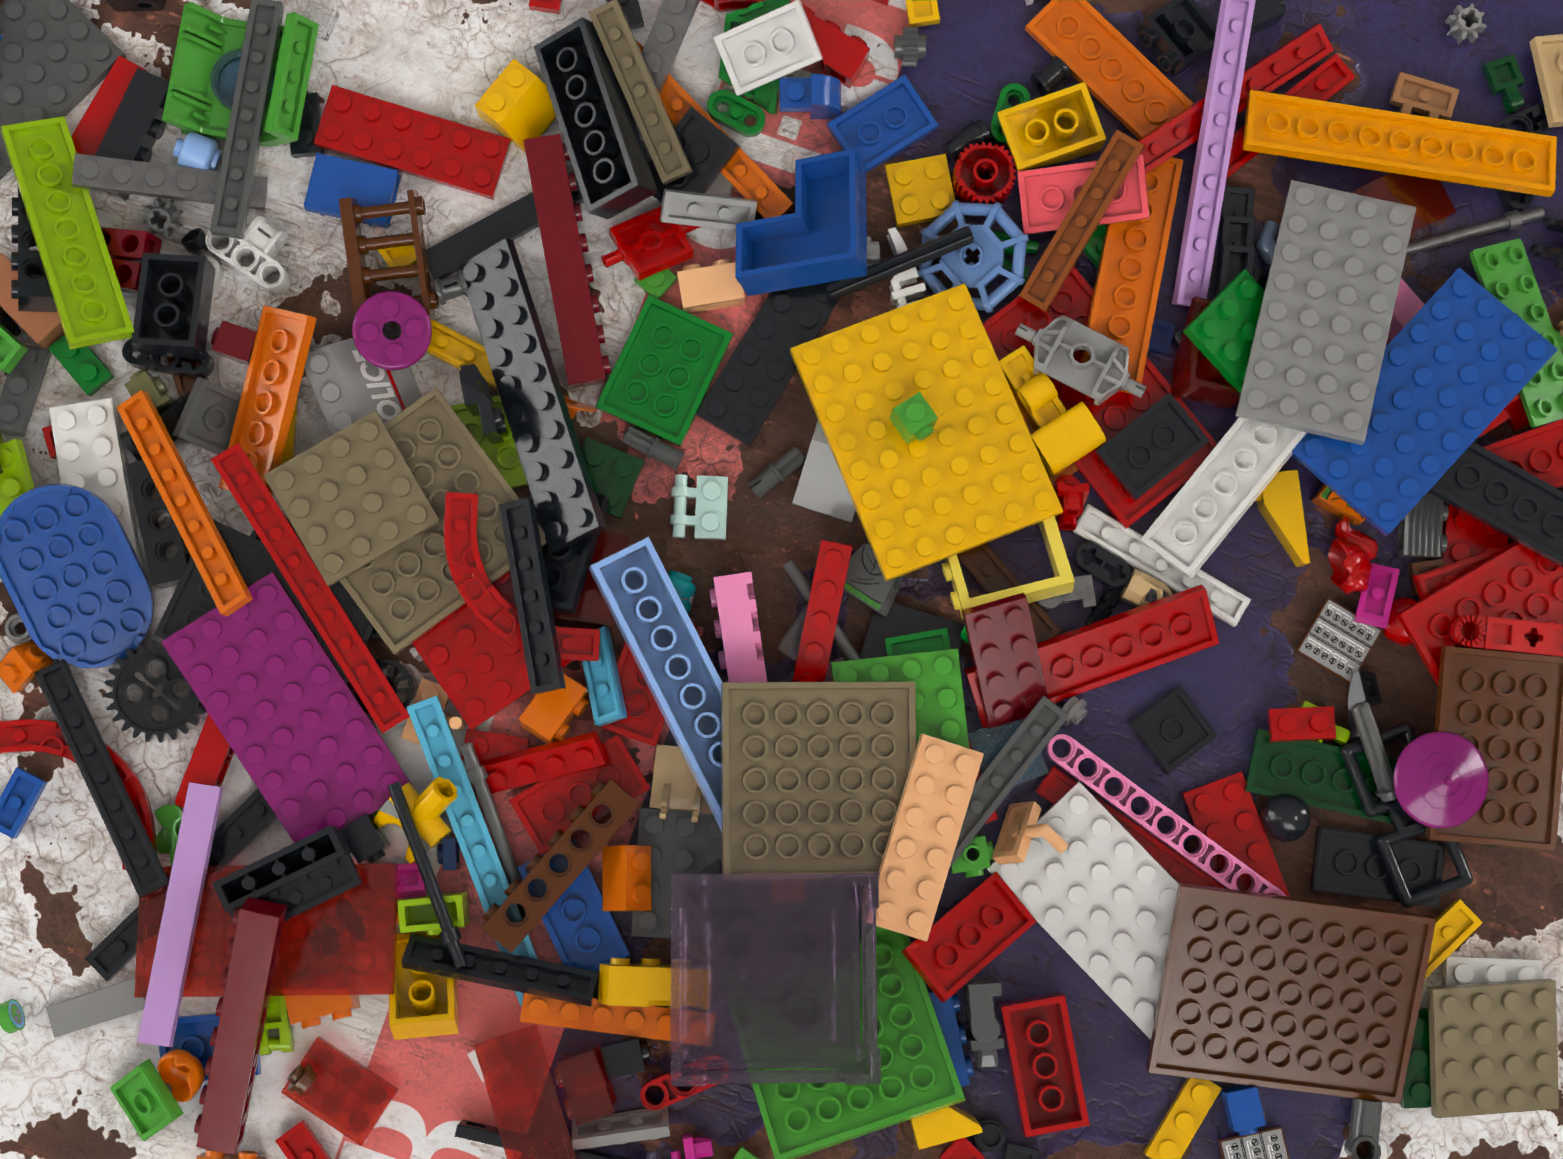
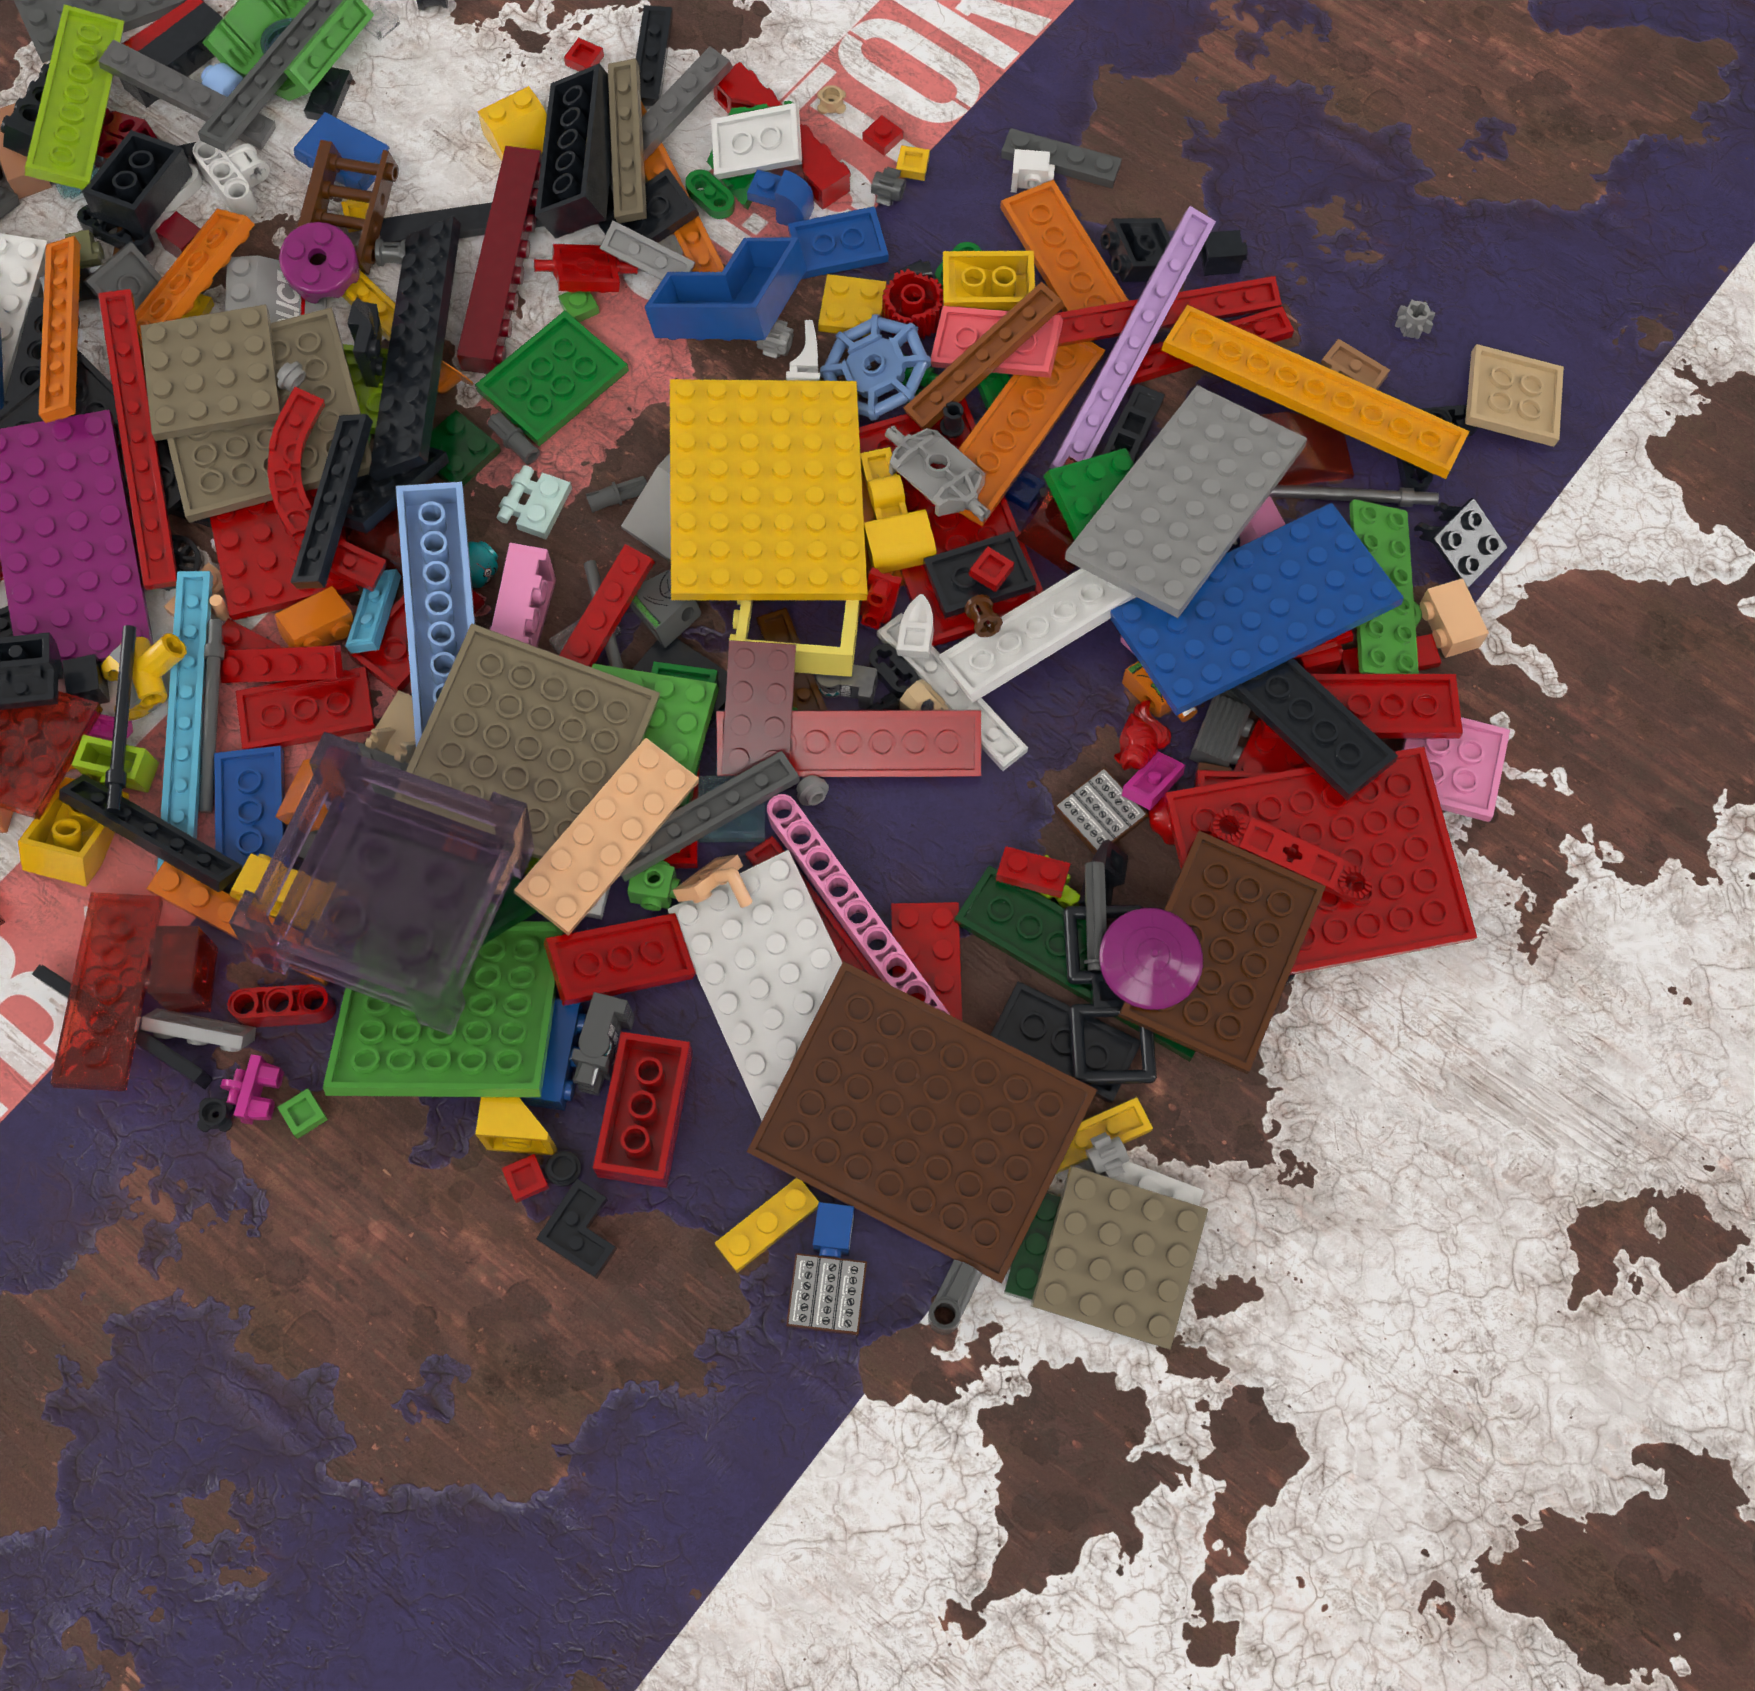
camera: 20 degrees right, 15 degrees down
(82, 366) = (41, 214): green plate -> none
(161, 224) = (168, 122): dark grey gear -> none
(412, 142) = (414, 132): red plate -> none
(434, 479) = (290, 376): none -> light grey plate
(449, 854) = (155, 721): dark blue plate -> none
(511, 932) = (242, 772): reddish brown brick -> none
(625, 1057) = (230, 964): black brick -> none
(710, 287) = (621, 322): light nougat brick -> none
(763, 361) = (642, 401): black plate -> none
(902, 262) = (803, 346): black axle -> none
(914, 419) = (753, 460): bright green brick -> none
(1051, 76) = (1013, 243): black bush -> none
(1068, 301) = (952, 423): none -> black pin
(1113, 521) = (916, 629): none -> white plate
(1167, 444) = (991, 569): none -> red plate
(1172, 729) = (905, 843): black tile -> none
(1181, 496) = (980, 618): none -> reddish brown bush
(1283, 511) = (1087, 674): yellow slope -> none
(1285, 817) = (985, 957): black hair -> none
(1457, 966) = (1107, 1155): none -> light grey gear
(1505, 78) = (1439, 375): dark green plate -> none

